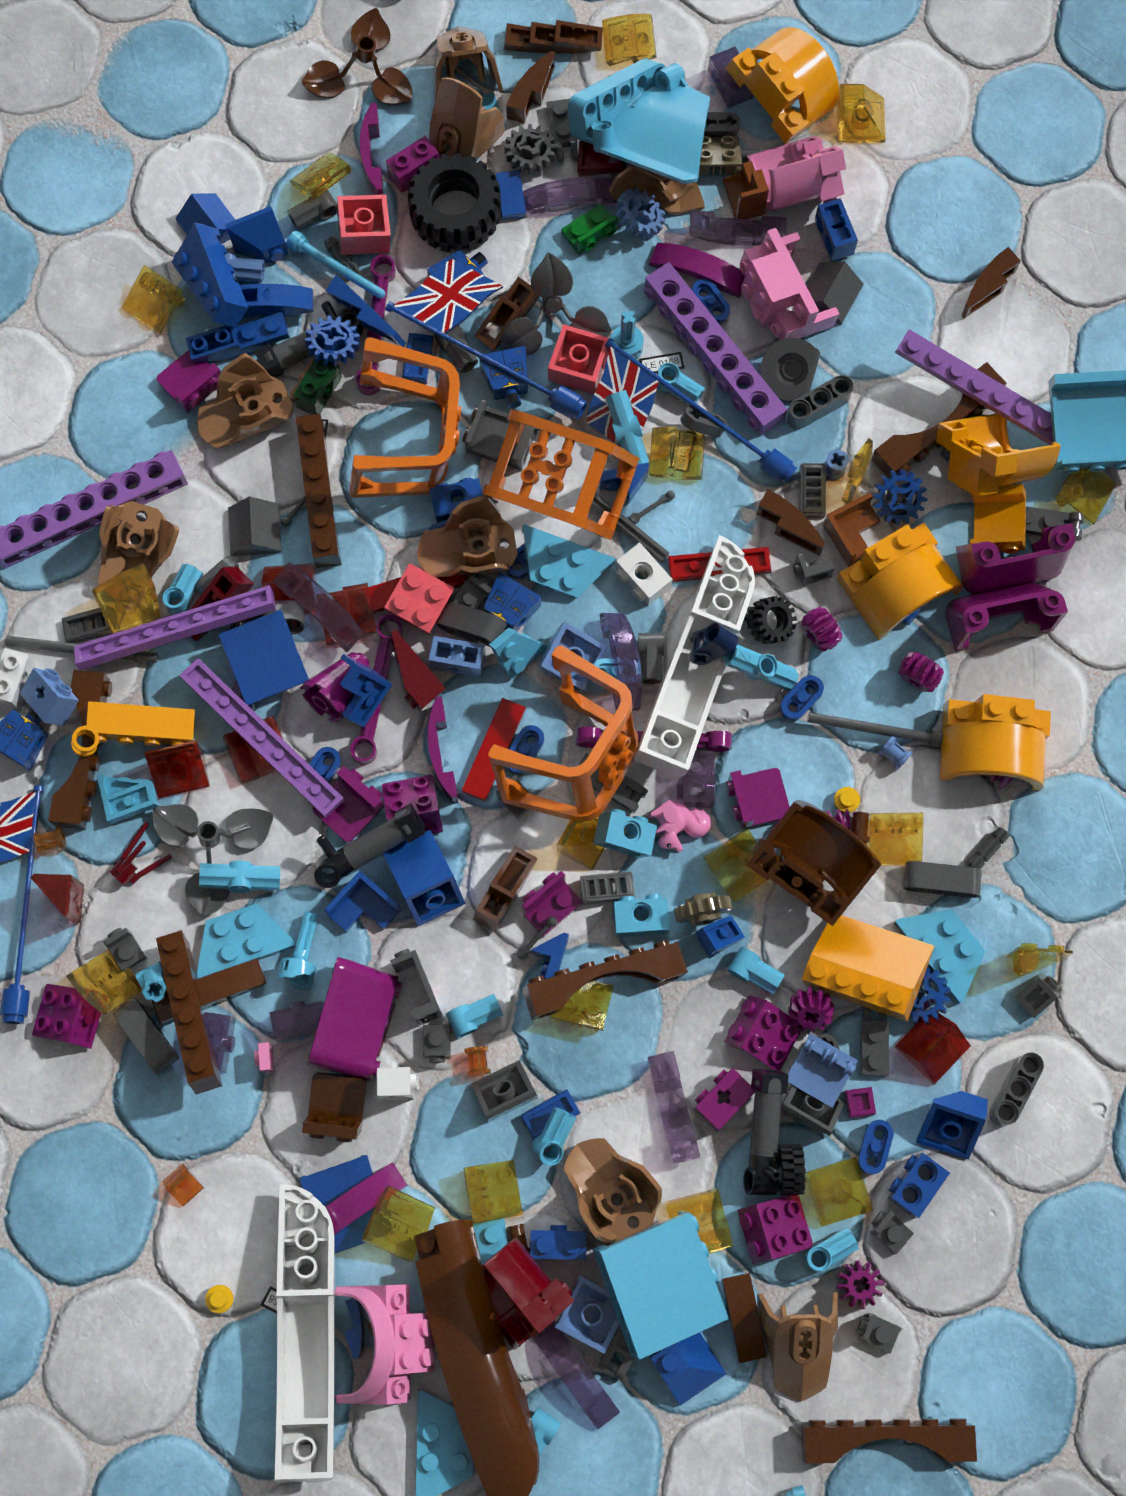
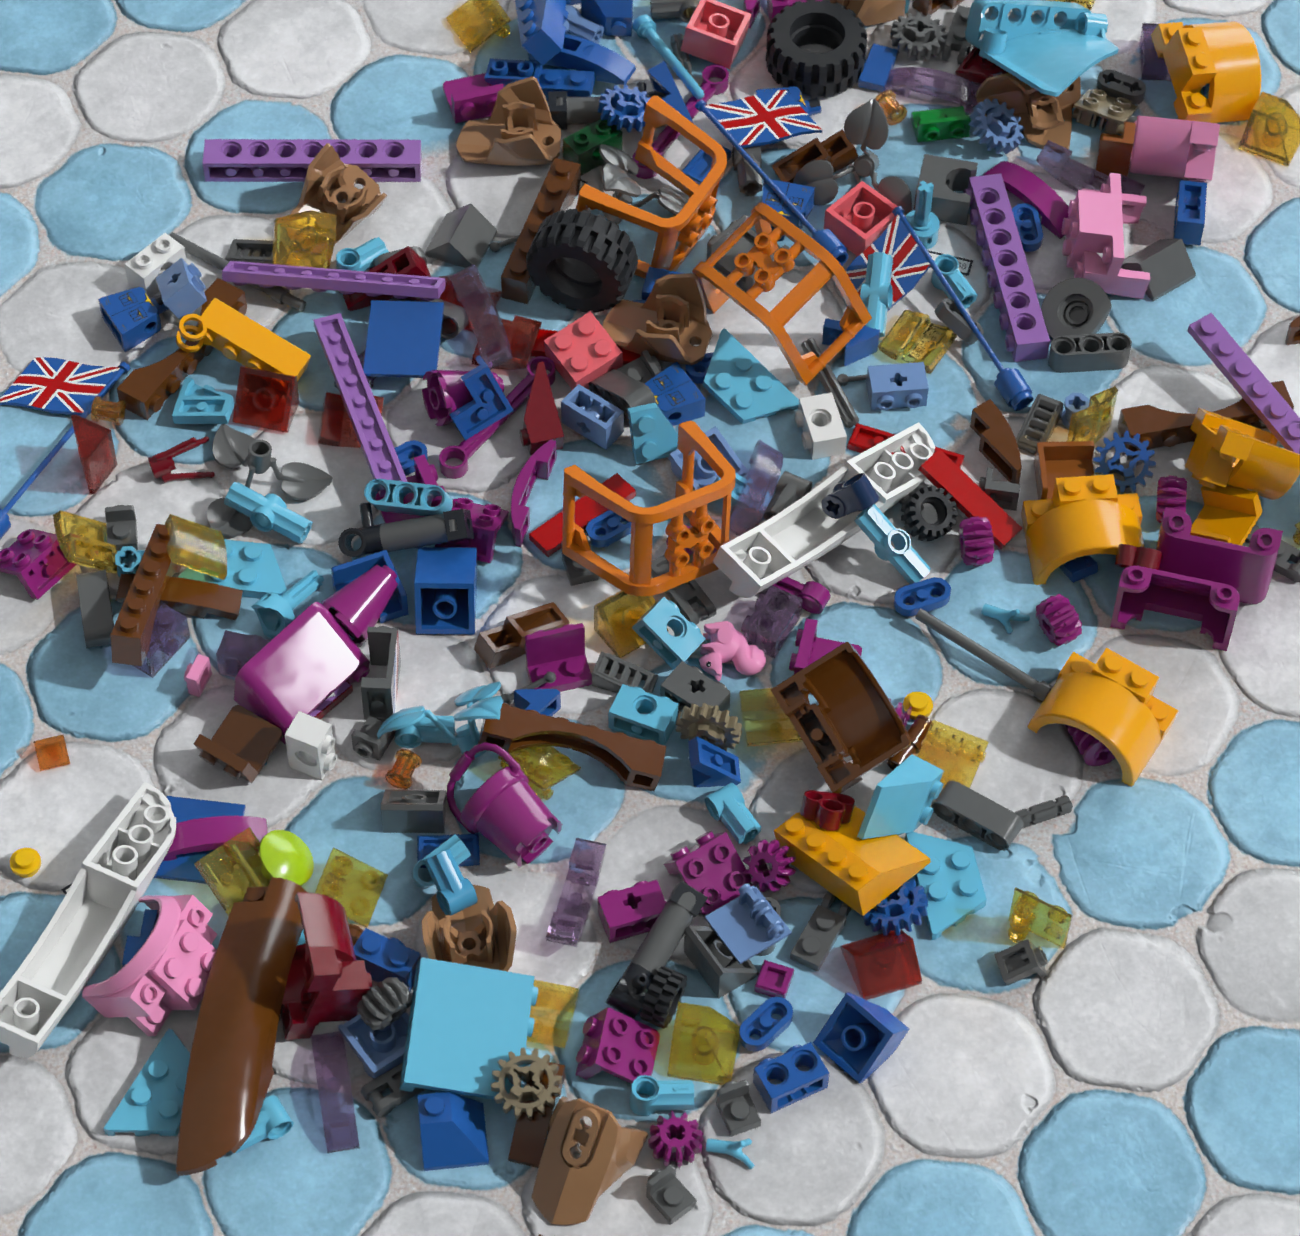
camera: 25 degrees right, 20 degrees down
(204, 947) = (196, 547): none -> clear yellow slope
(346, 826) = (398, 490): none -> medium azure beam
(366, 932) = (362, 601): none -> magenta cone
(372, 429) = (616, 179): none -> dark grey plant
(377, 516) = (582, 260): none -> black tyre
(429, 1193) = (285, 857): none -> lime dish
(525, 1005) = (479, 706): none -> medium azure plant
(542, 232) = (891, 107): none -> clear orange bush
(580, 1158) = (454, 890): none -> dark azure piece
(585, 1068) = (504, 808): none -> magenta piece
(589, 1299) = (384, 1003): none -> dark grey gear
(616, 295) = (948, 176): none -> dark grey piece
(684, 886) = (690, 686): none -> dark grey brick
(689, 496) = (897, 386): none -> medium blue brick
(731, 1321) = (516, 1074): none -> dark tan gear
(795, 589) = (969, 496): none -> red tile
(828, 941) = (827, 809): none -> dark red piece
(871, 683) = (1004, 616): none -> medium azure bar
(888, 902) = (902, 799): none -> medium azure slope
(895, 753) = (992, 684): medium blue bush -> none
(902, 1267) = (731, 1148): none -> medium azure bar
(953, 516) = (1170, 494): none -> magenta gear
(965, 593) = (1131, 555): none -> dark red piece
(1026, 1080) = (941, 1049): dark grey beam -> none

